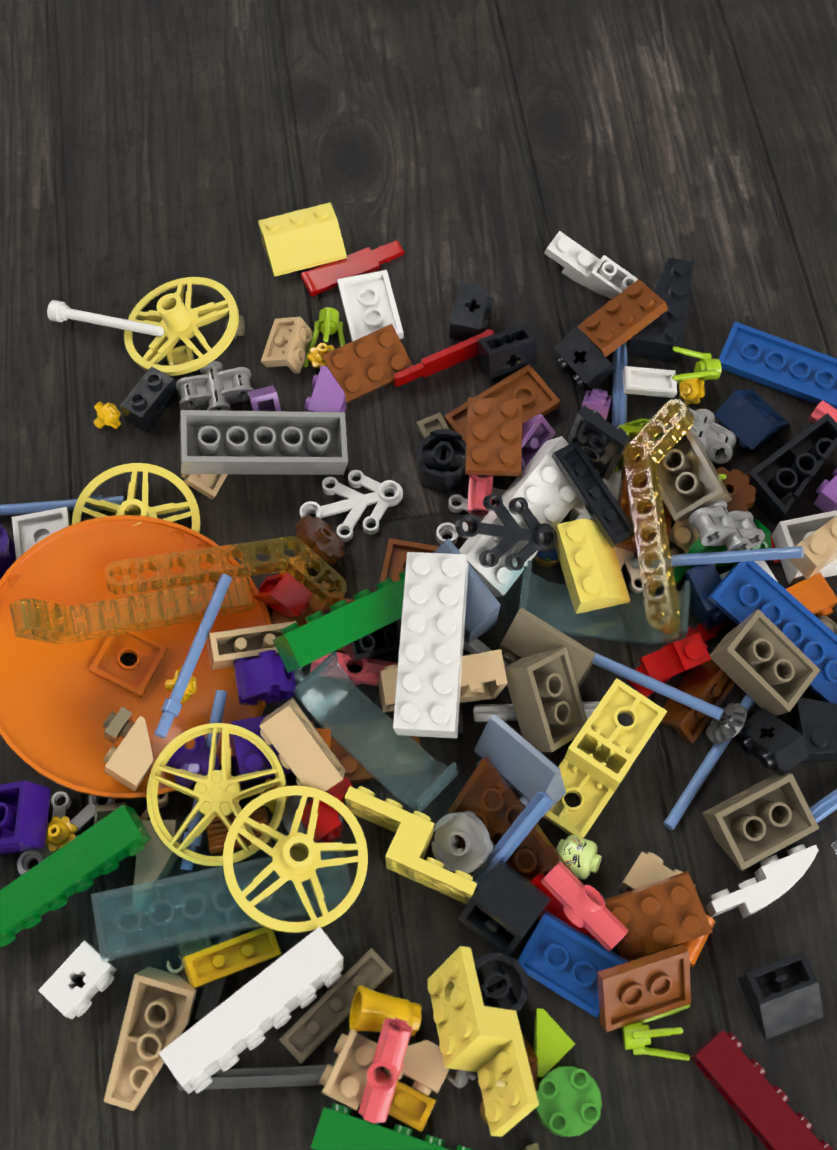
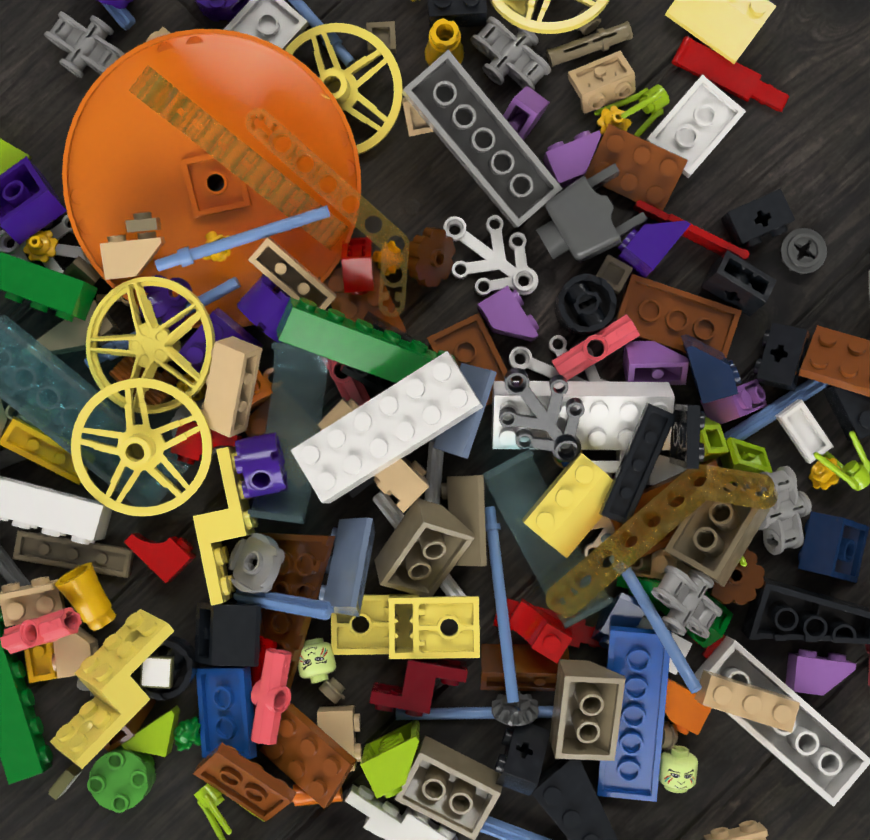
camera: 50 degrees right, 20 degrees up
(123, 457) = (385, 32): none -> dark tan plate
(167, 424) = (443, 37): none -> yellow plant
(256, 326) = (619, 34): none -> dark tan pin
(379, 417) = (583, 219): none -> dark grey piece
(385, 771) = (262, 465): none -> dark purple brick
(397, 924) = (163, 558): none -> red arch
(408, 520) = (506, 317): none -> medium lavender slope
(434, 386) = (649, 245): none -> dark purple slope
(494, 437) = (633, 336): dark orange plate -> none
(496, 987) = (157, 672): none -> white tile
(520, 293) = (816, 249): none -> dark grey gear
(558, 404) = (711, 371): none -> dark blue slope
(567, 1014) = (187, 734): none -> green plant
(612, 862) = (332, 689): none -> dark tan plate
(655, 782) = (418, 685): none -> dark red bracket
(706, 839) = (389, 759): none -> lime slope

